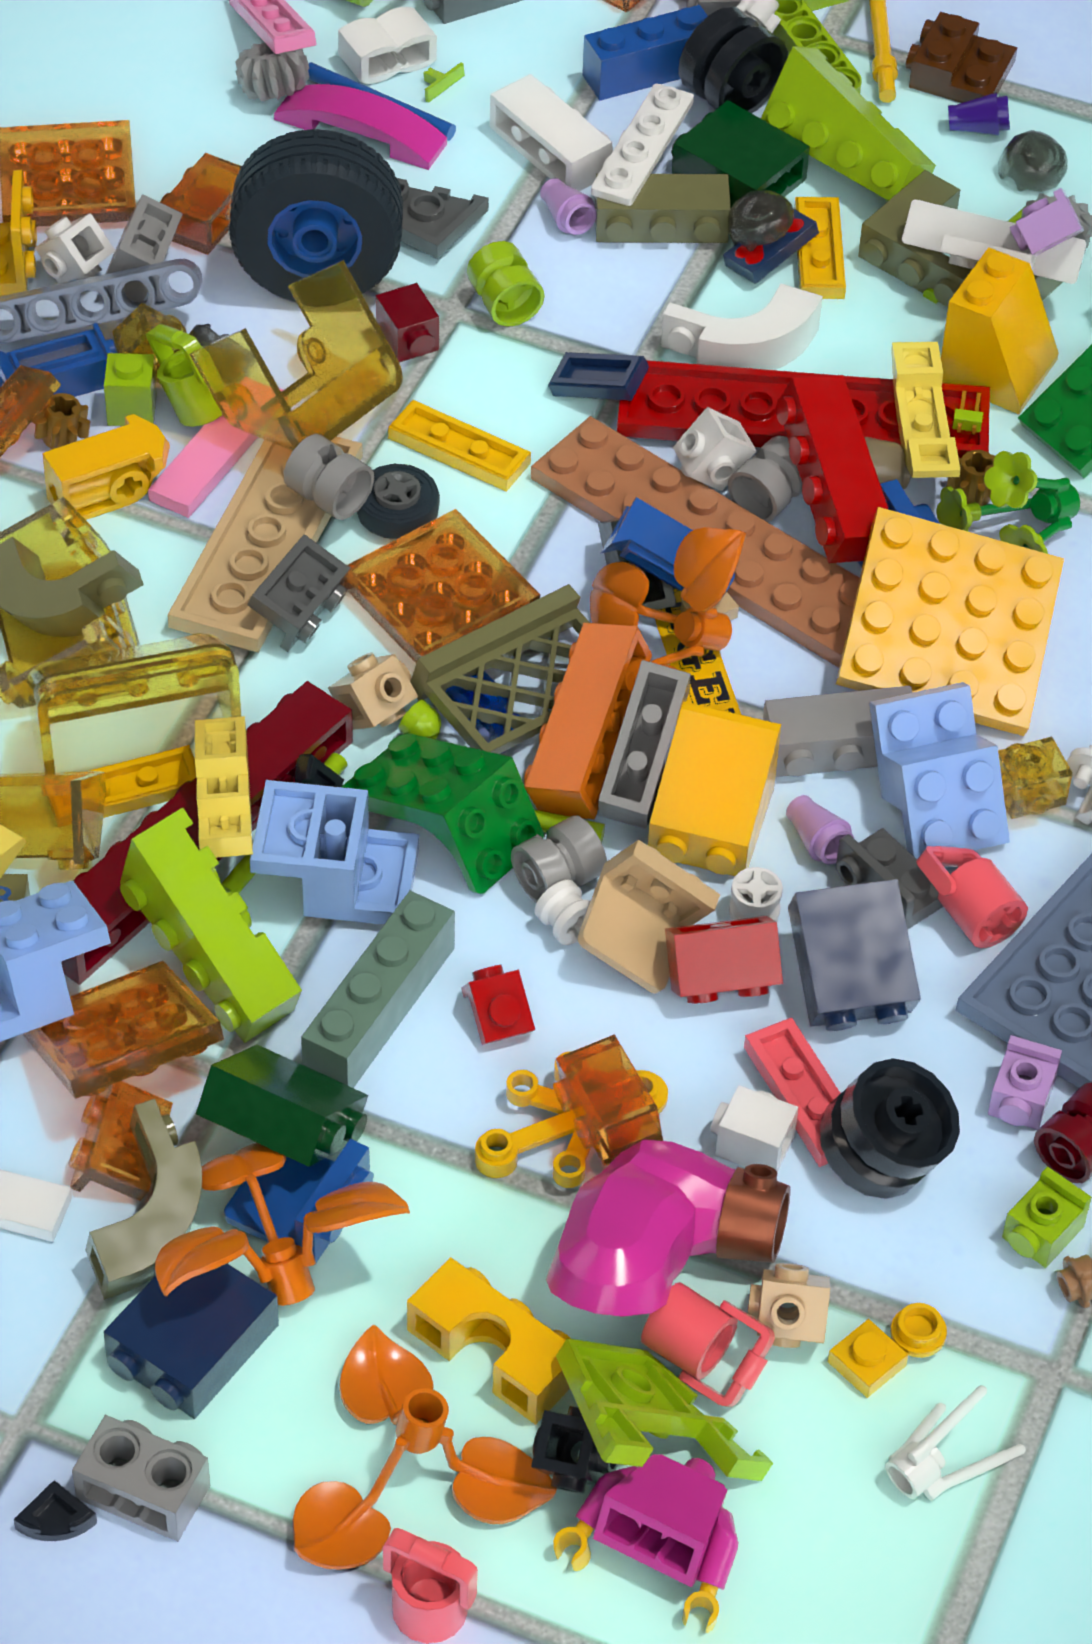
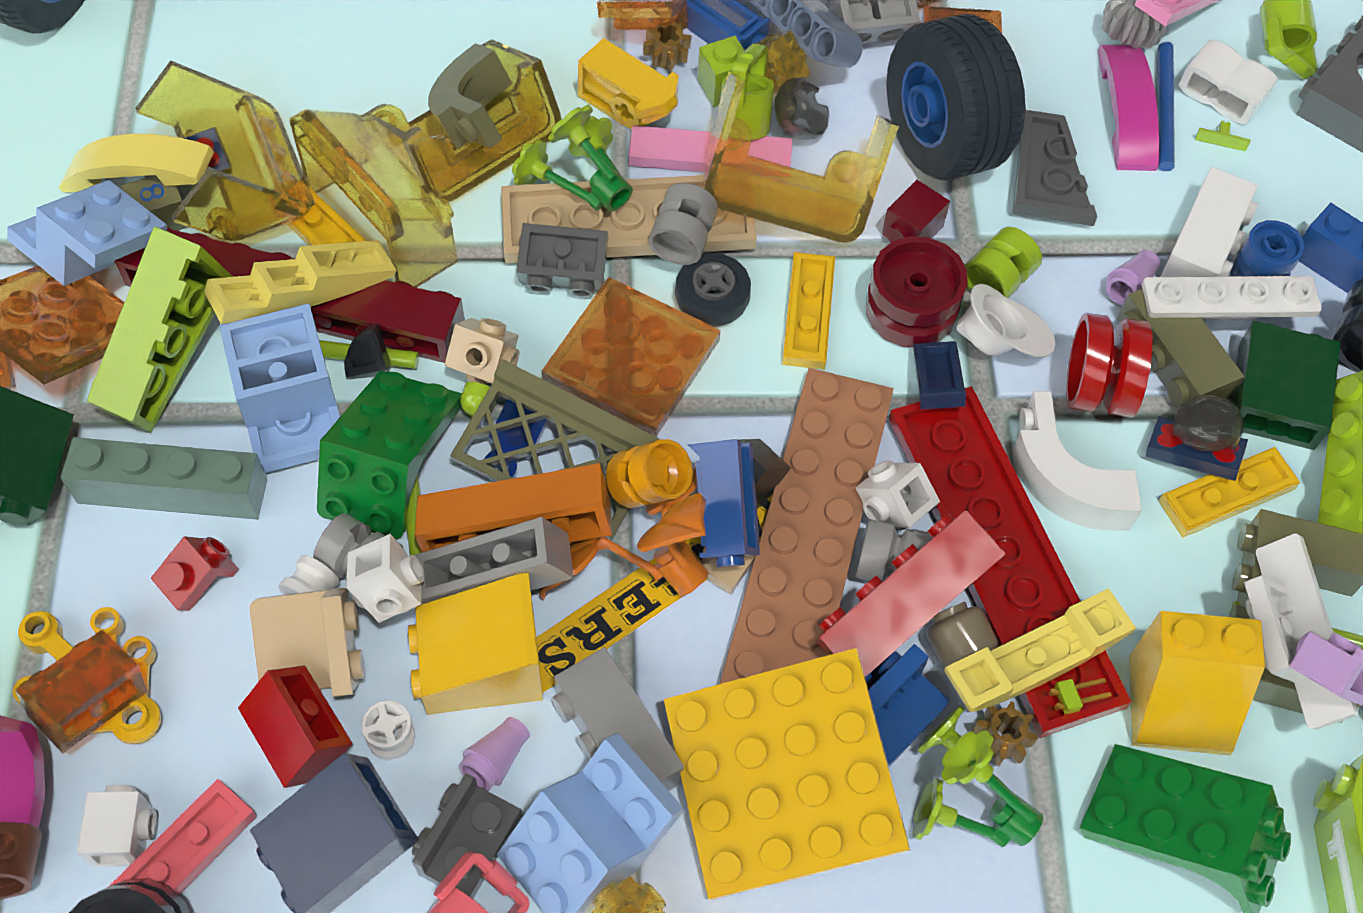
camera: 65 degrees right, 10 degrees up
(236, 517) = (588, 138): none -> plant
(501, 351) = (915, 291): none -> dark red wheel
(573, 312) = (1001, 324): none -> white piece
(609, 101) = (1269, 250): none -> blue wheel
(610, 594) = (649, 473): none -> light orange wheel
(626, 812) = (384, 578): none -> white brick
(666, 252) = (1109, 365): none -> red wheel

